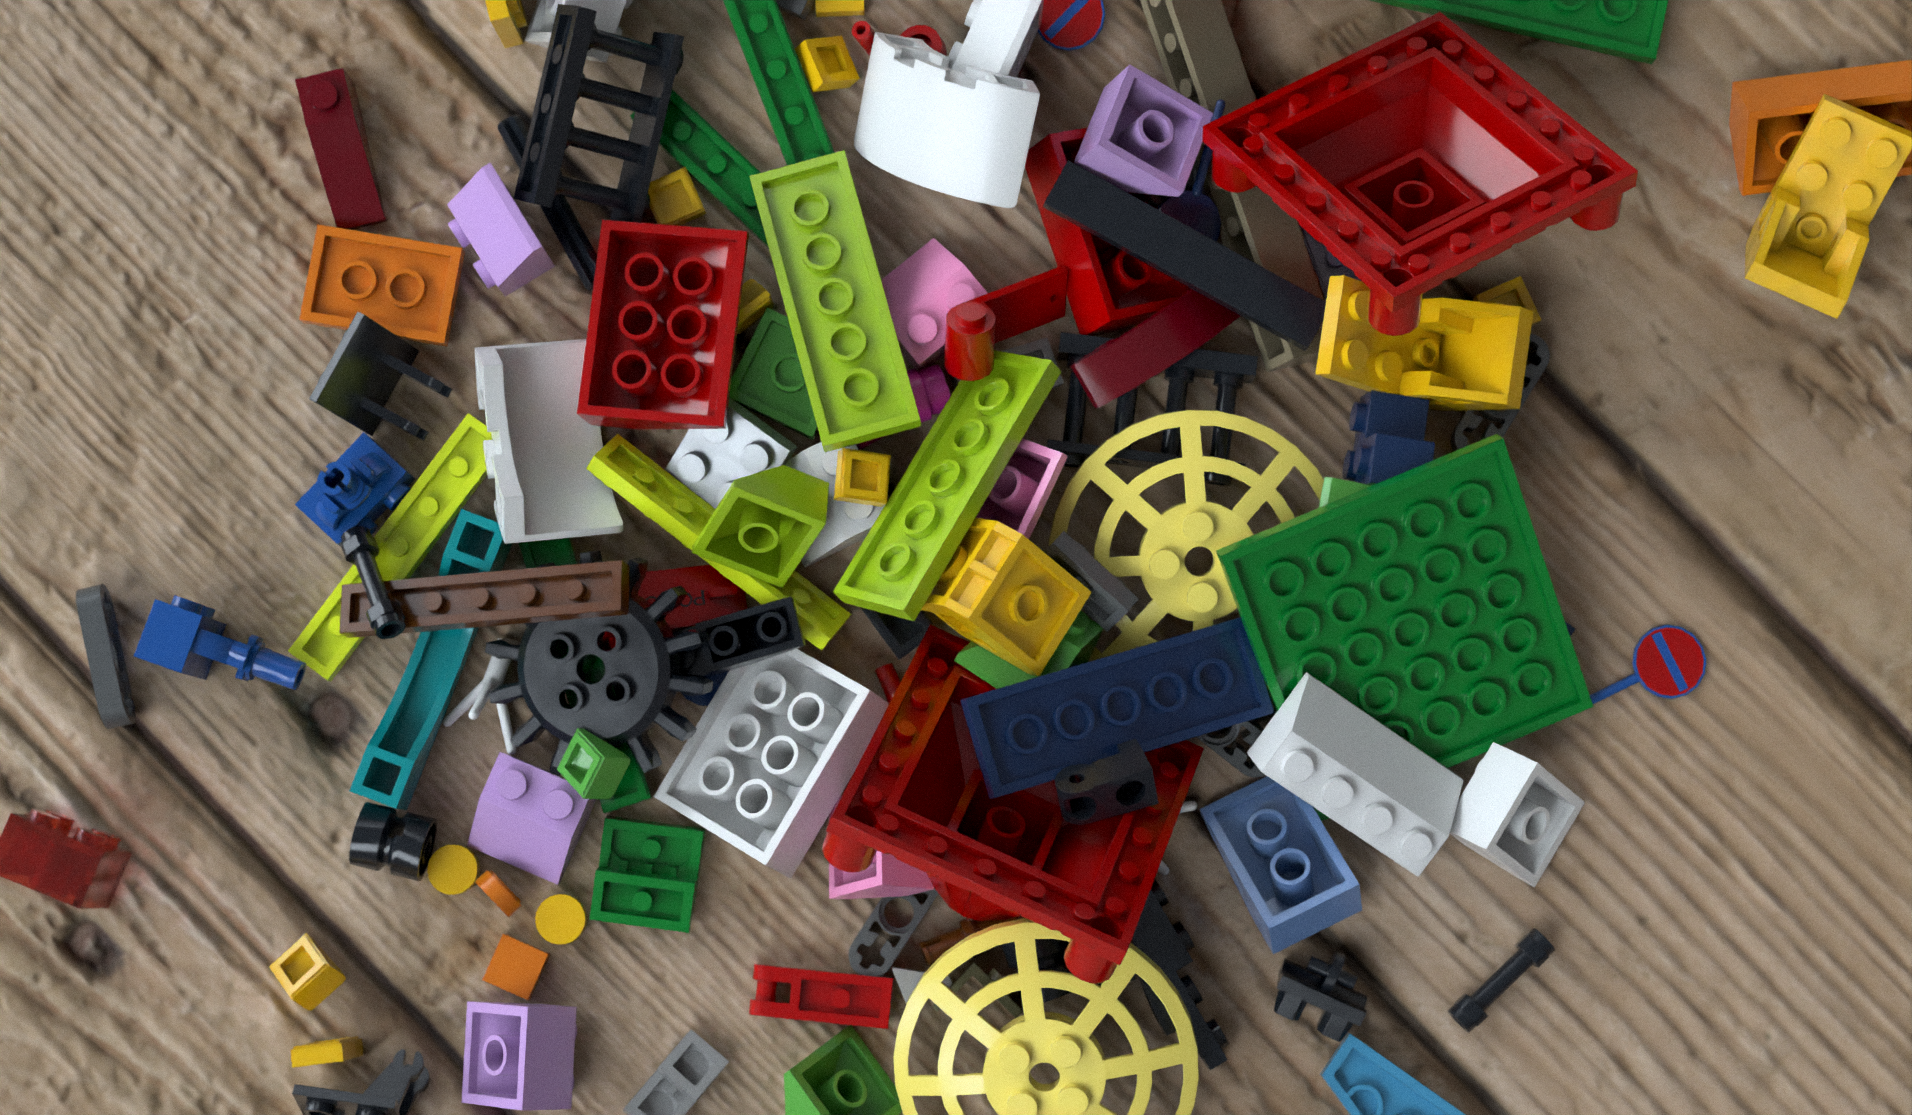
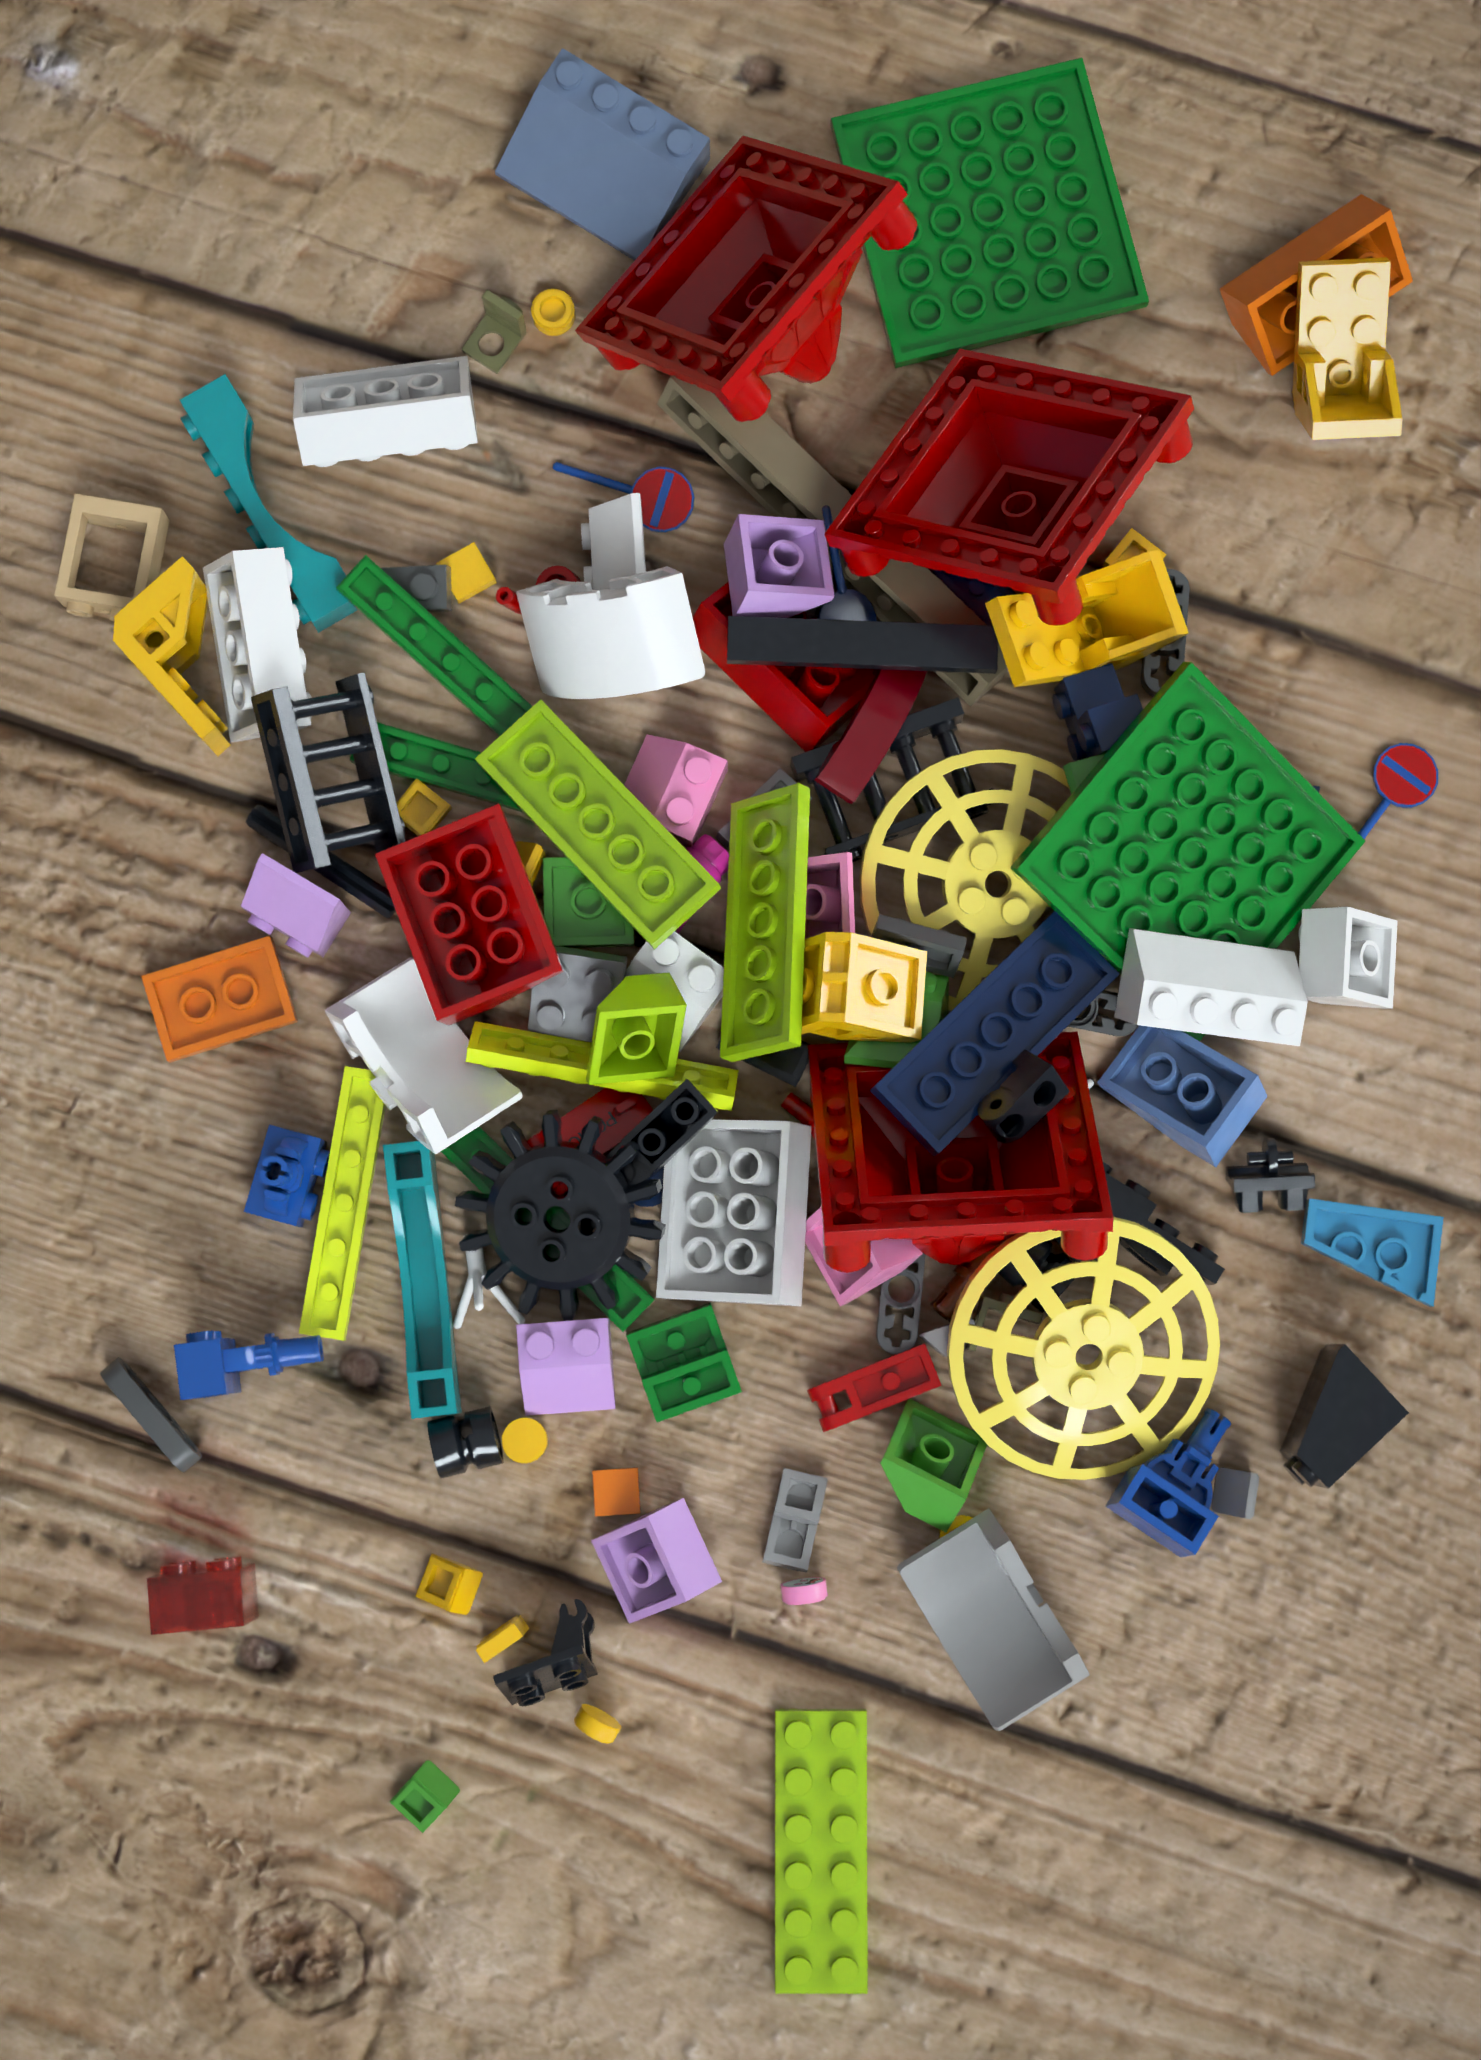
camera: 30 degrees left, 0 degrees up
(341, 148) = (128, 905): dark red slope -> none
(365, 375) = (245, 1077): black plate -> none
(384, 615) = (367, 1261): black bar -> none
(496, 598) = (441, 1207): reddish brown plate -> none
(498, 892) = (571, 1439): orange tile -> none
(561, 919) = (632, 1435): yellow tile -> none
(593, 766) = (598, 1296): bright green slope -> none
(827, 63) = (488, 637): yellow plate -> none
(862, 477) = (694, 954): yellow tile -> none
(999, 315) = (725, 780): red door -> none
(1532, 950) = (1417, 1058): black bar -> none

